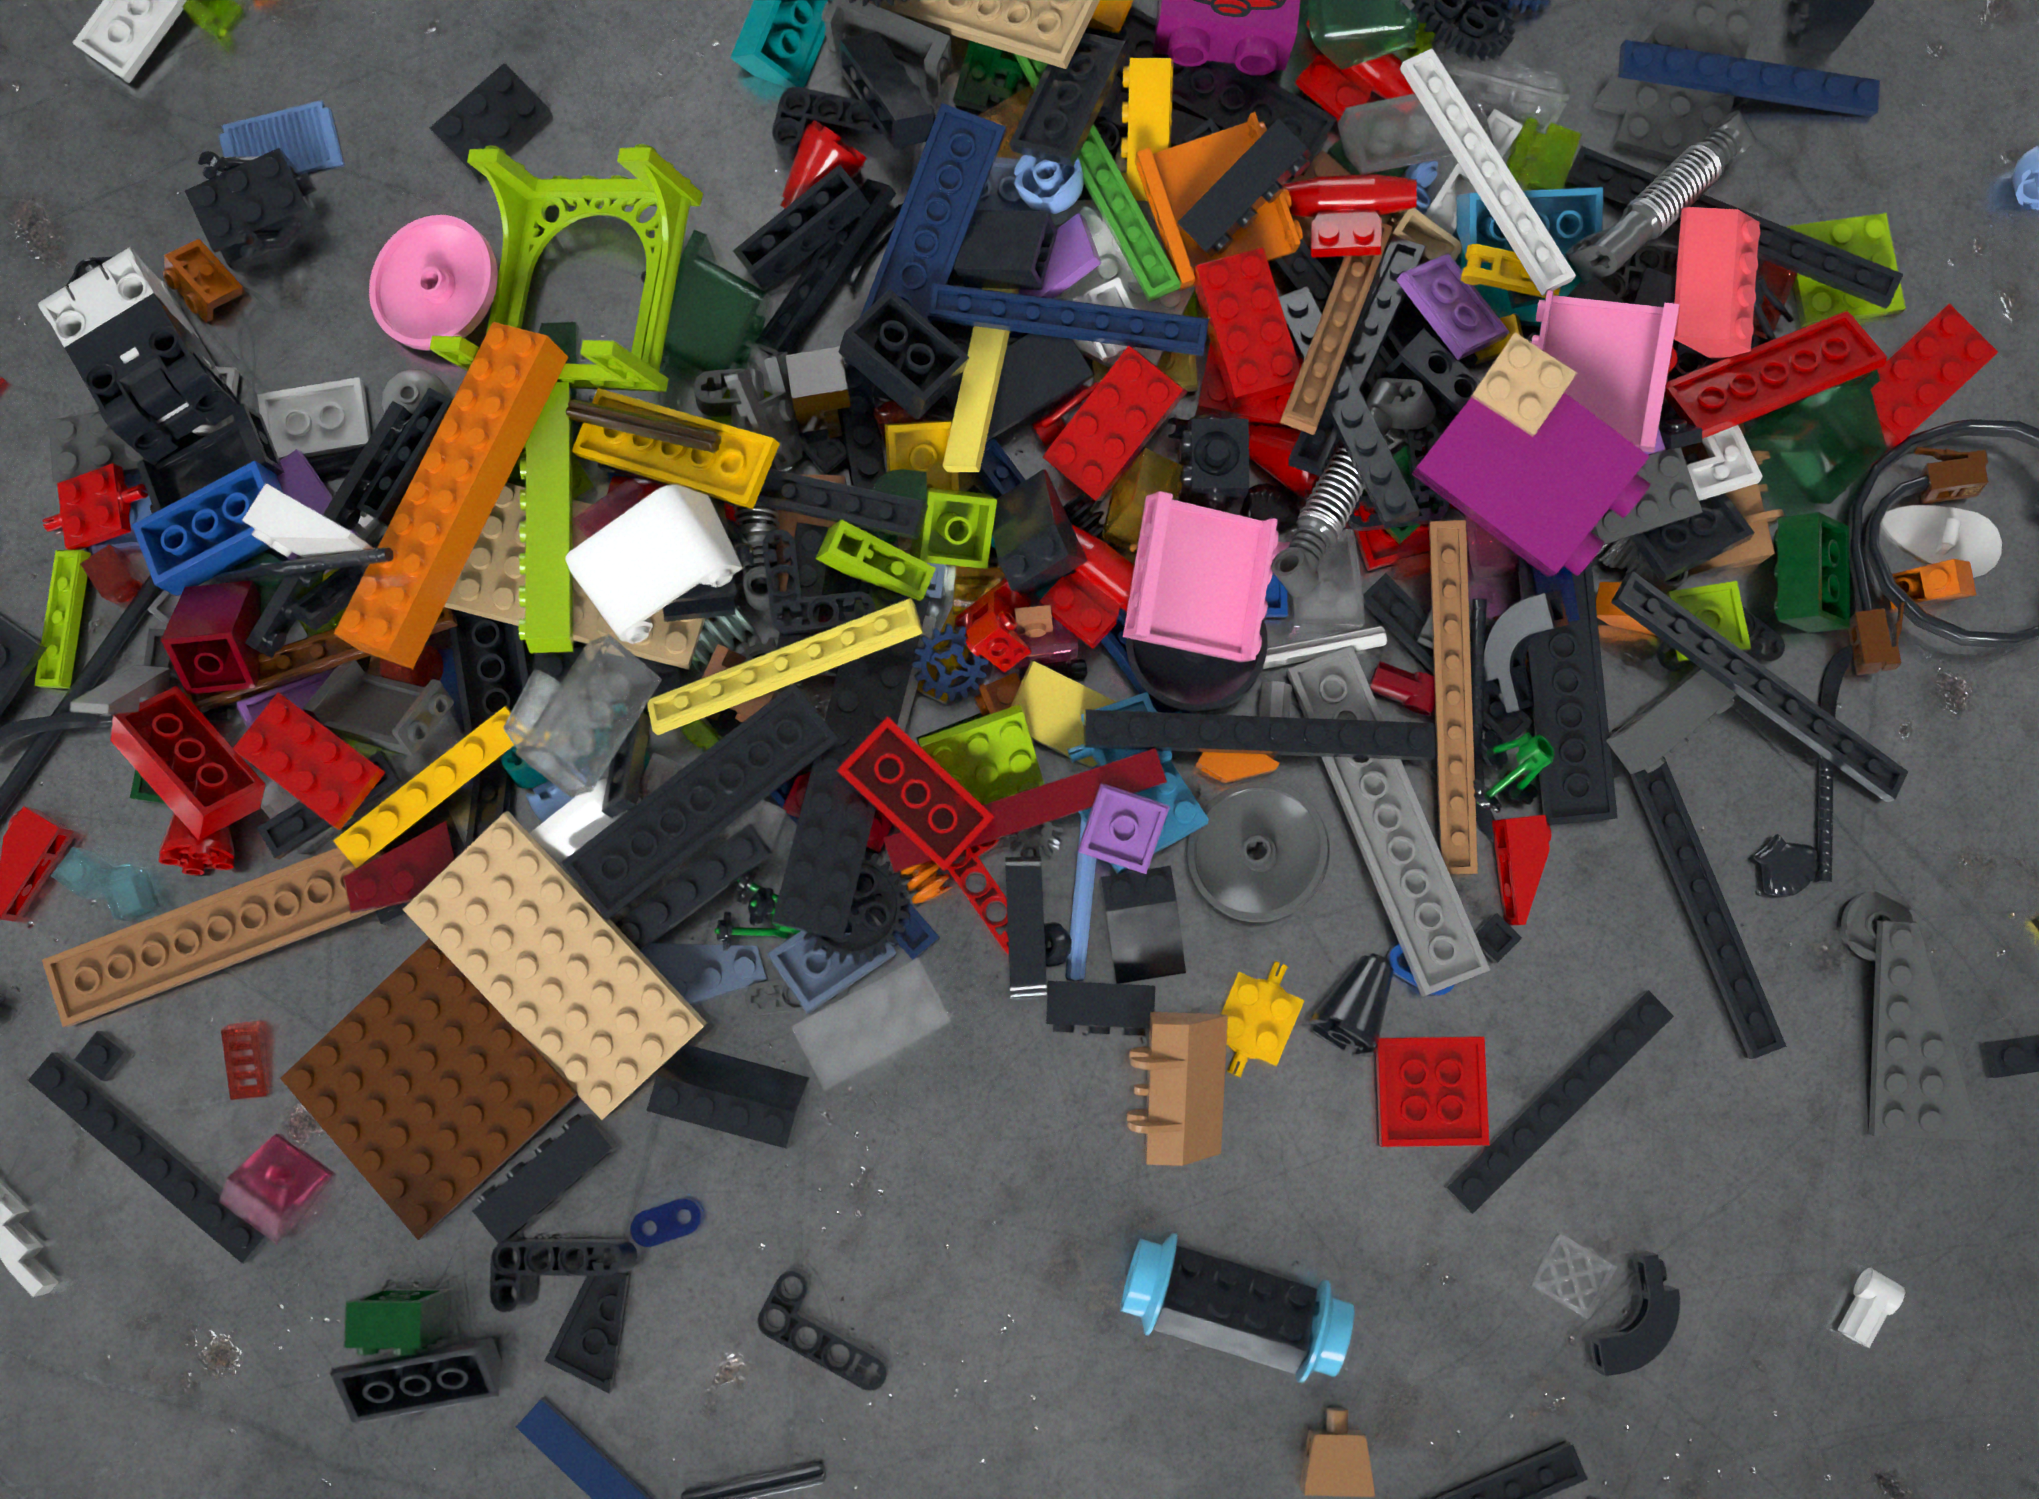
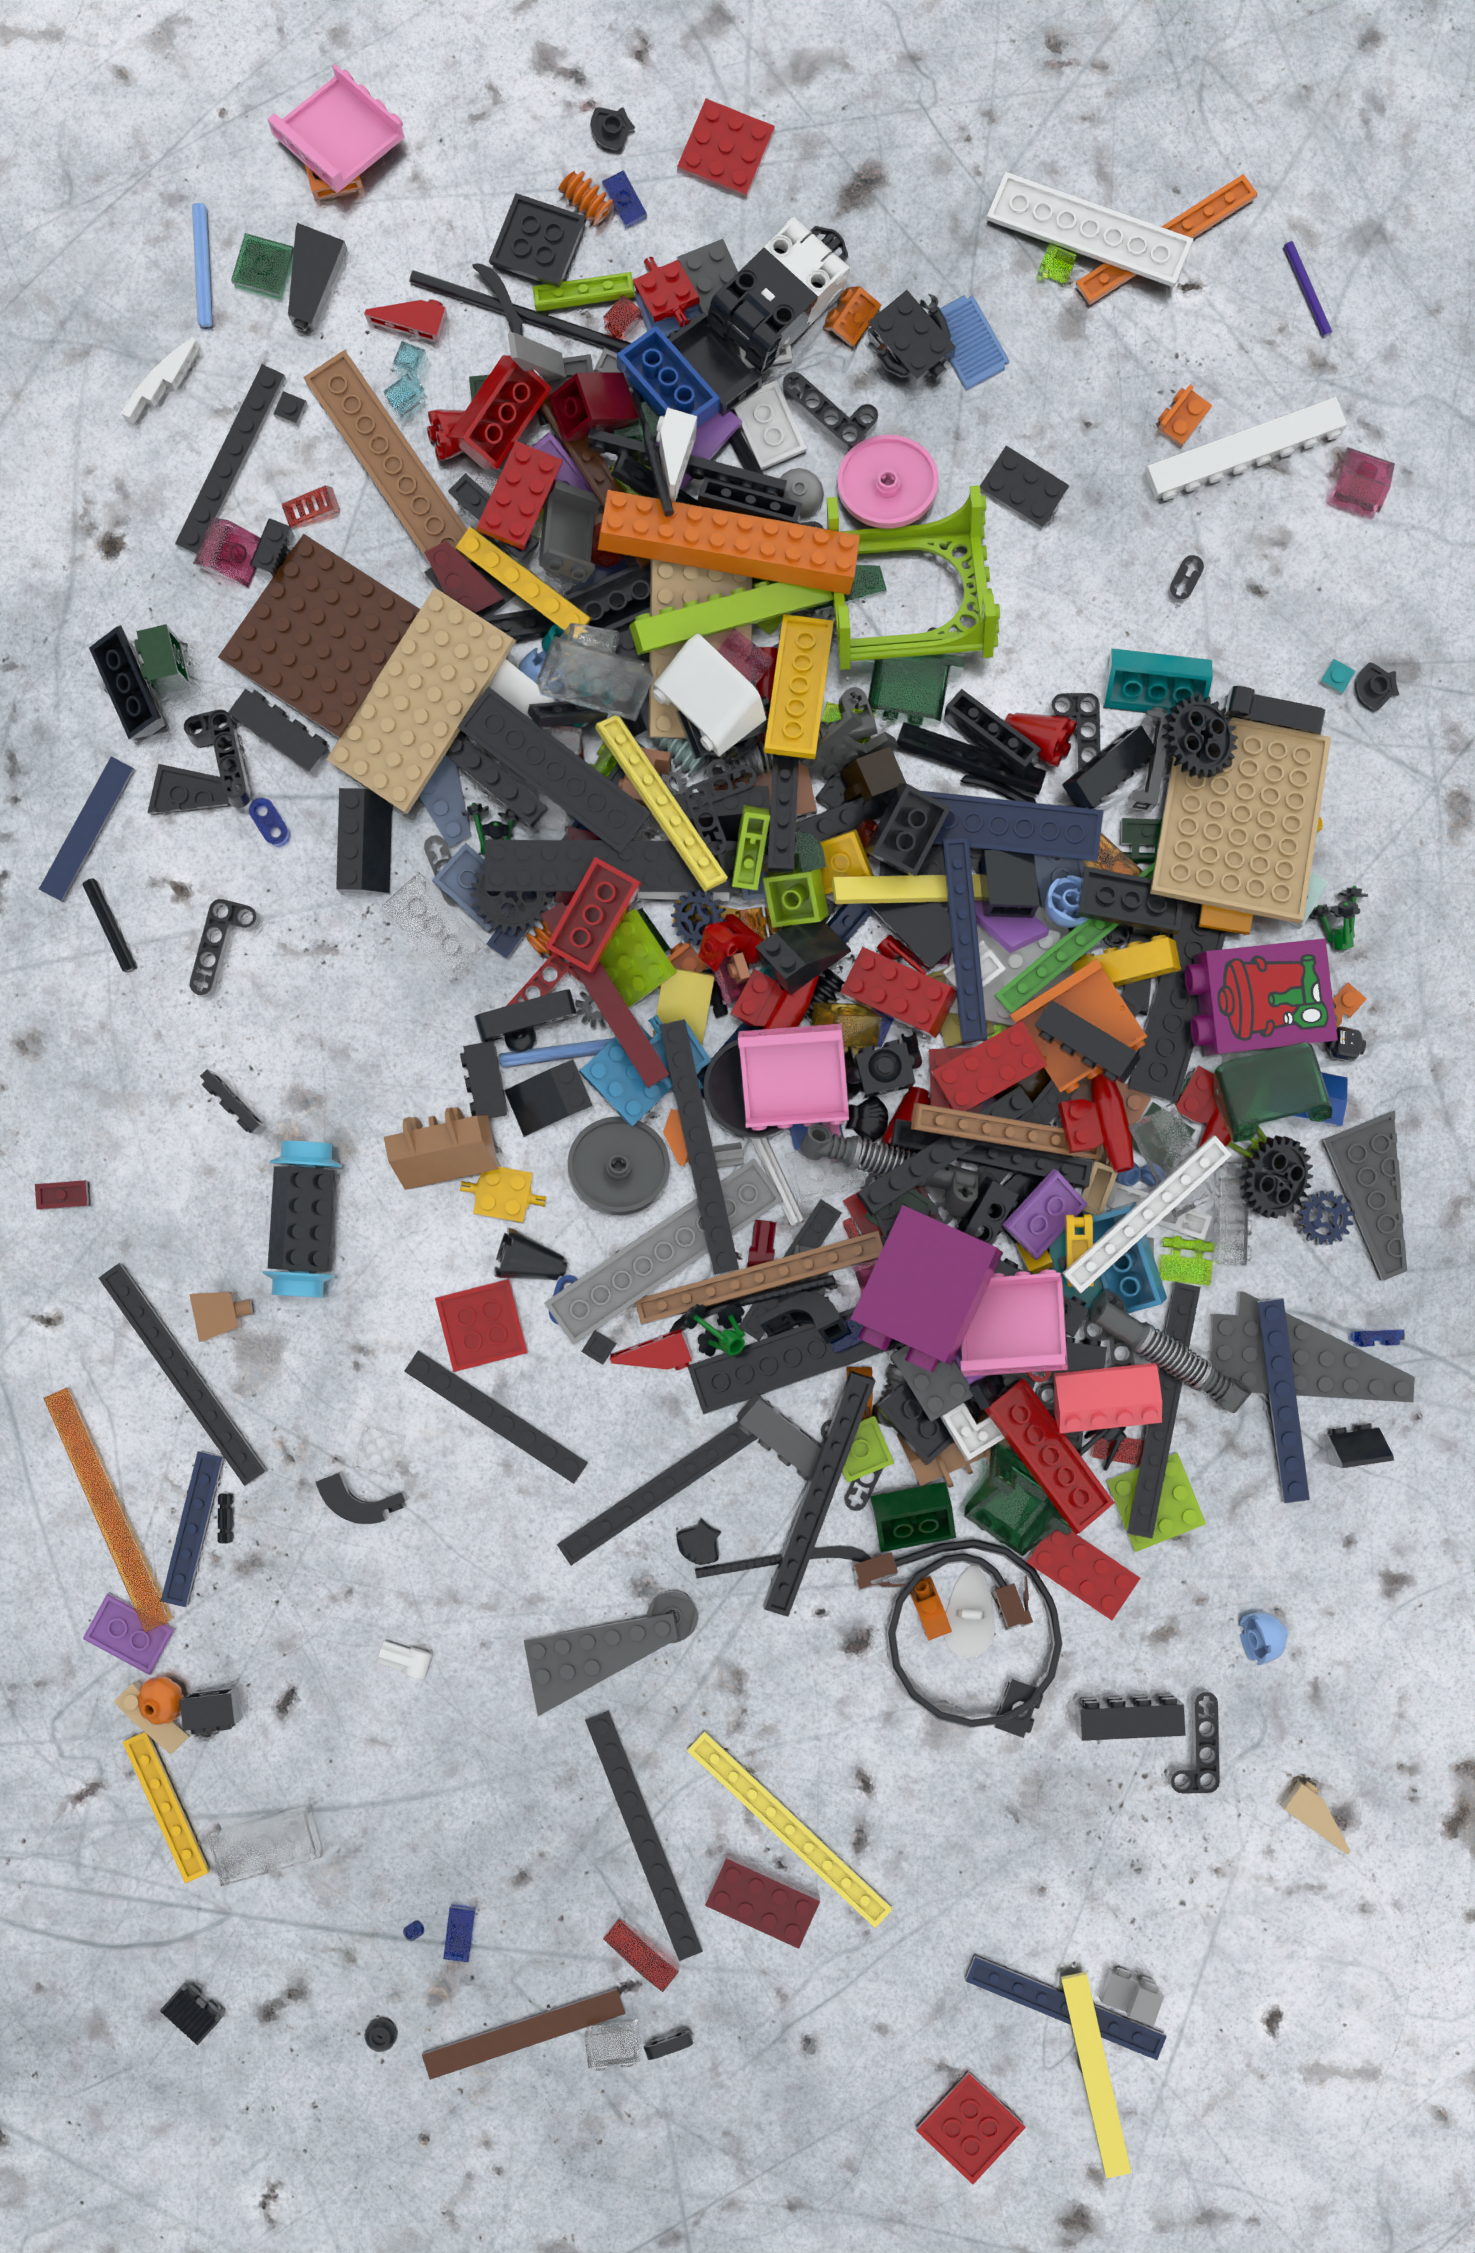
camera: 80 degrees right, 5 degrees up
(287, 1126) = (272, 548): none -> black brick
(313, 338) = (826, 408): none -> black beam
(644, 425) = (808, 660): dark brown axle -> none
(1048, 1368) = (232, 1102): none -> black plate
(1123, 828) = (608, 1065): medium lavender tile -> none
(1524, 384) = (974, 1263): tan plate -> none

